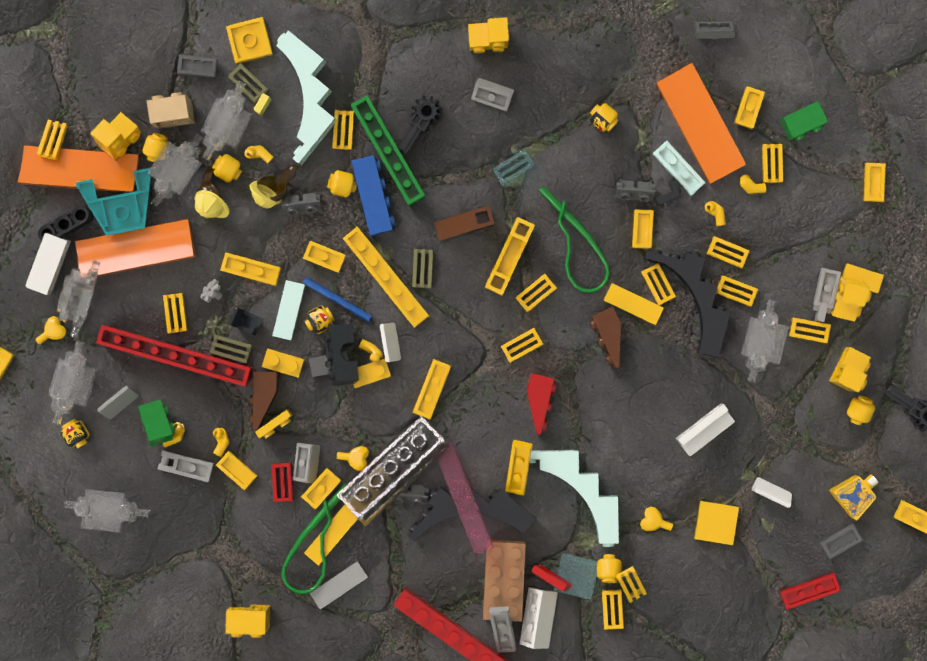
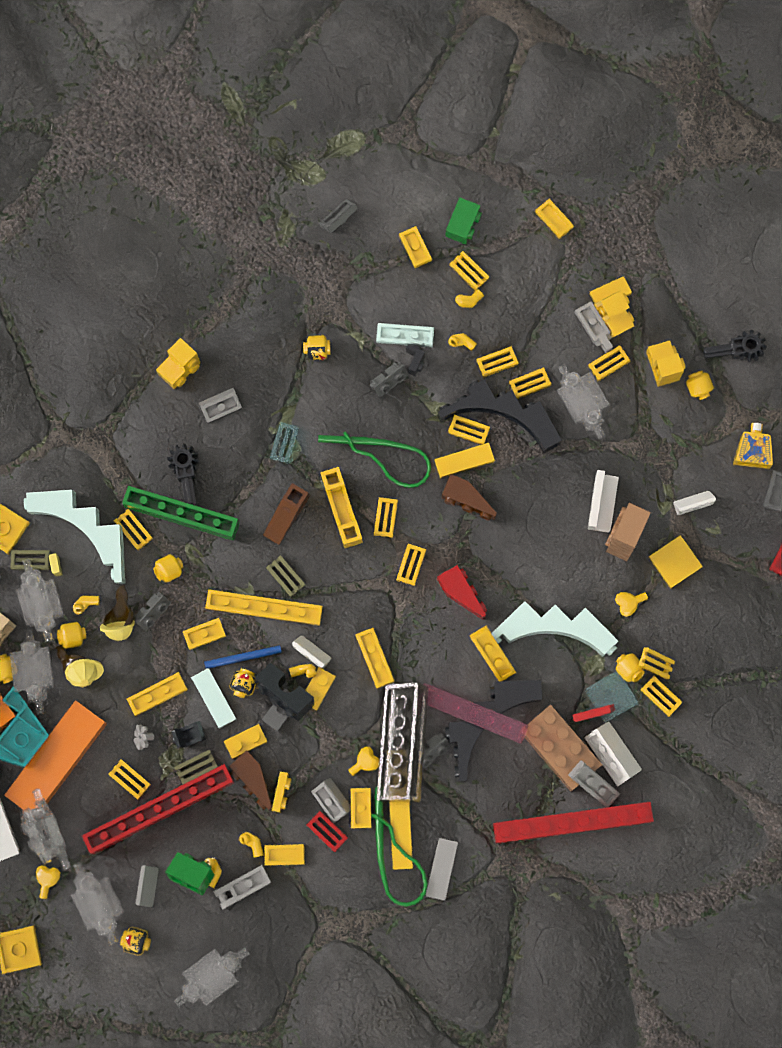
camera: 40 degrees left, 10 degrees down
(247, 620) = (397, 957): yellow brick -> none
(372, 195) = (198, 556): blue brick -> none
(642, 229) = (420, 401): yellow tile -> none
(700, 123) = (391, 289): orange arch -> none
(700, 473) = (626, 531): none -> medium nougat brick

